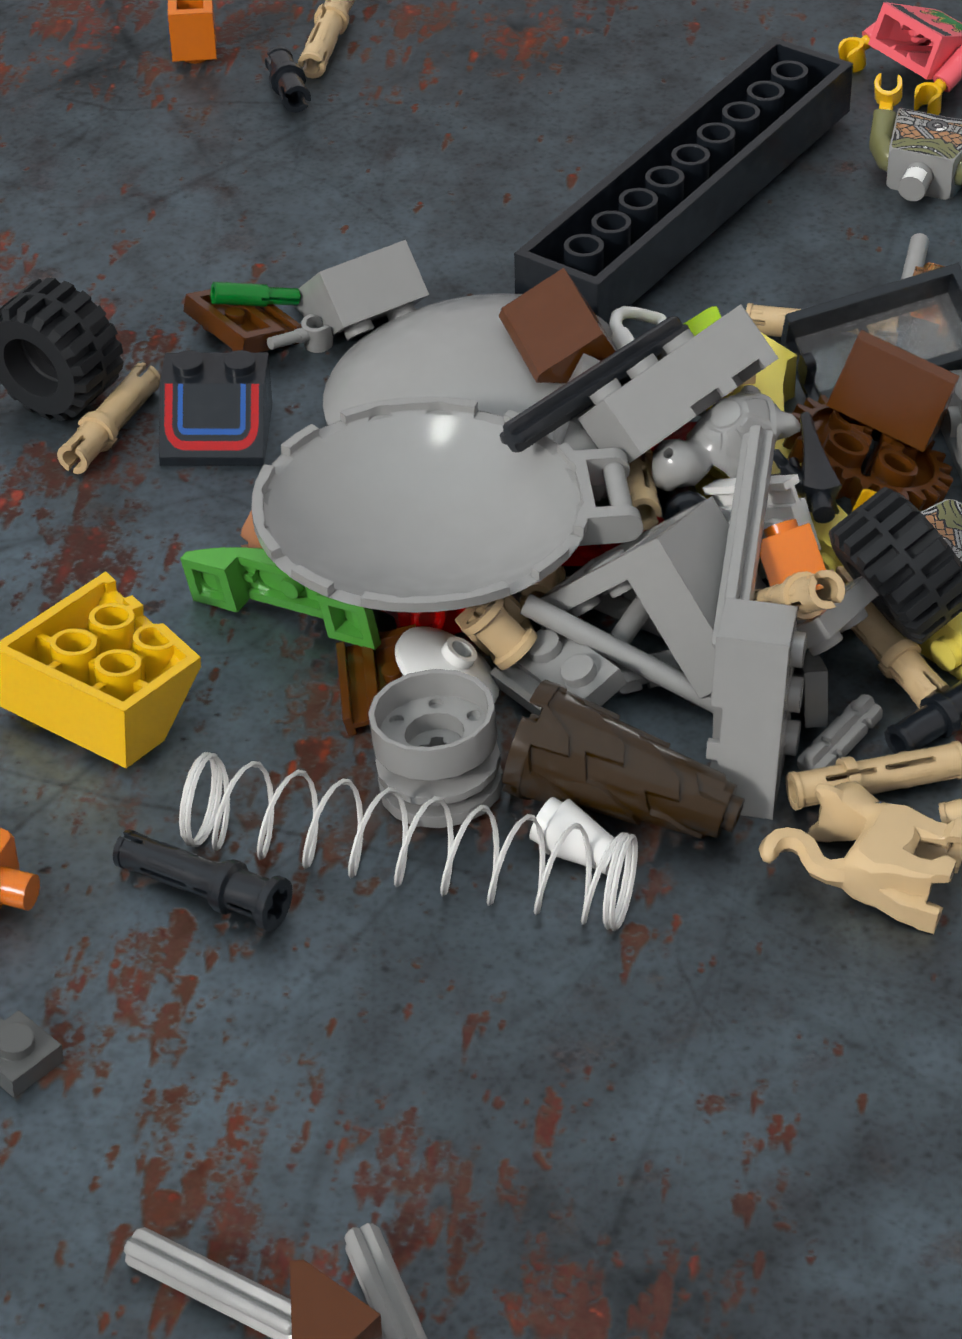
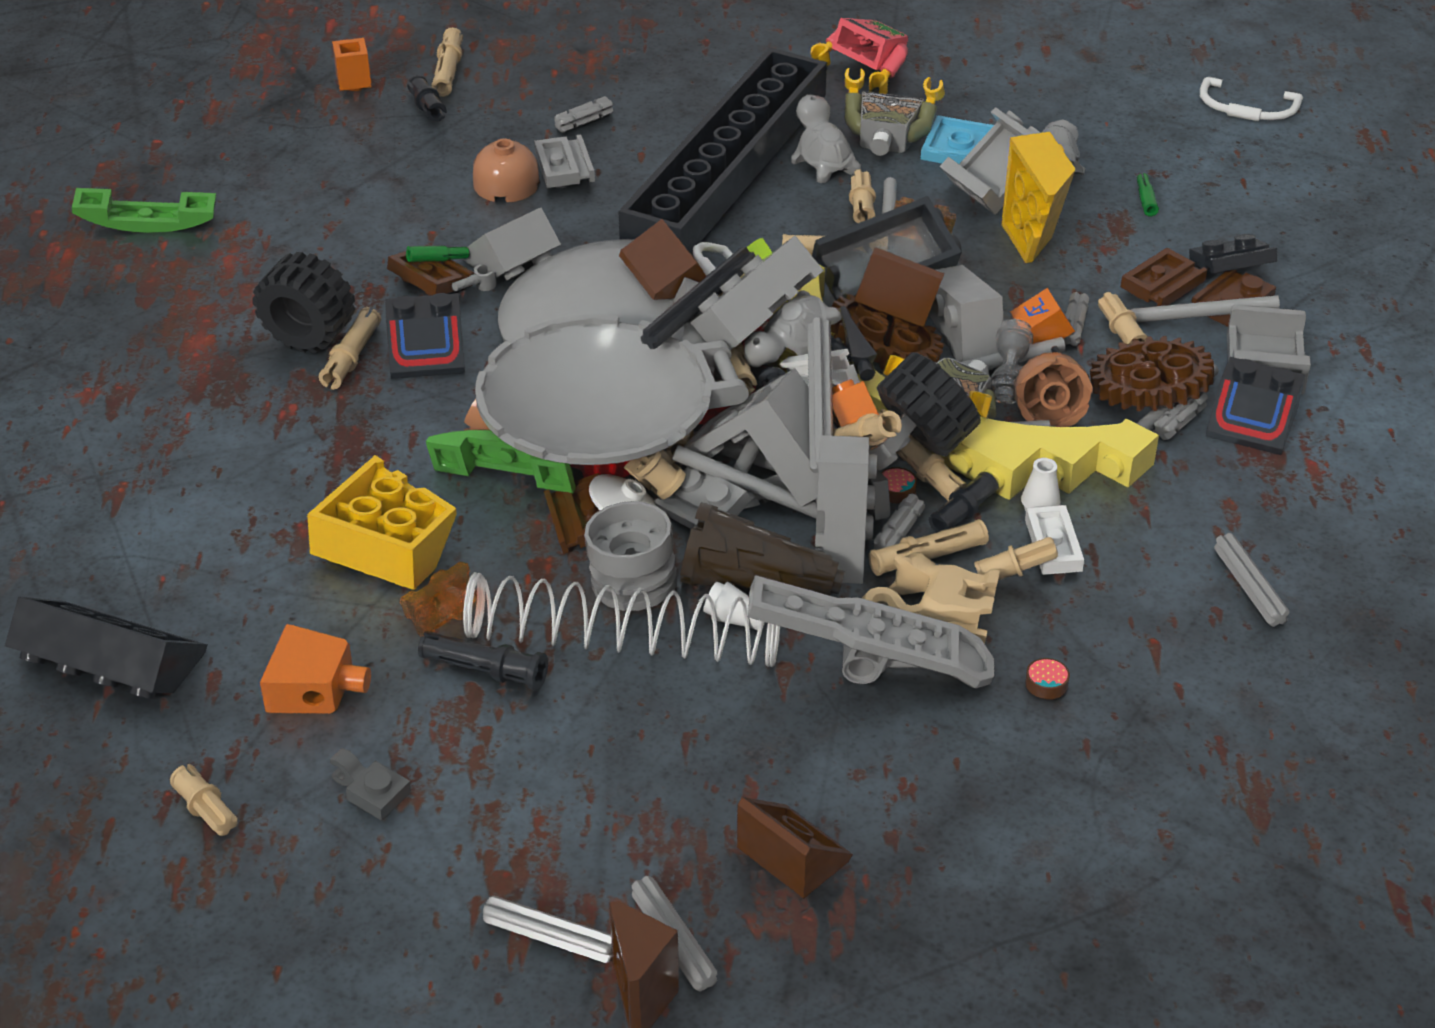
camera: 10 degrees left, 0 degrees up
(156, 785) = (439, 599): none -> clear orange hips
(375, 187) = (505, 171): none -> nougat cylinder
(459, 179) = (563, 161): none -> light grey plate
(500, 115) = (583, 114): none -> light grey axle
(586, 1198) = (788, 845): none -> reddish brown slope
(767, 897) = (874, 633): none -> light grey piece
(830, 177) = (822, 142): none -> light grey animal
(849, 677) = (900, 483): none -> tile
(874, 255) = (862, 196): none -> tan axle

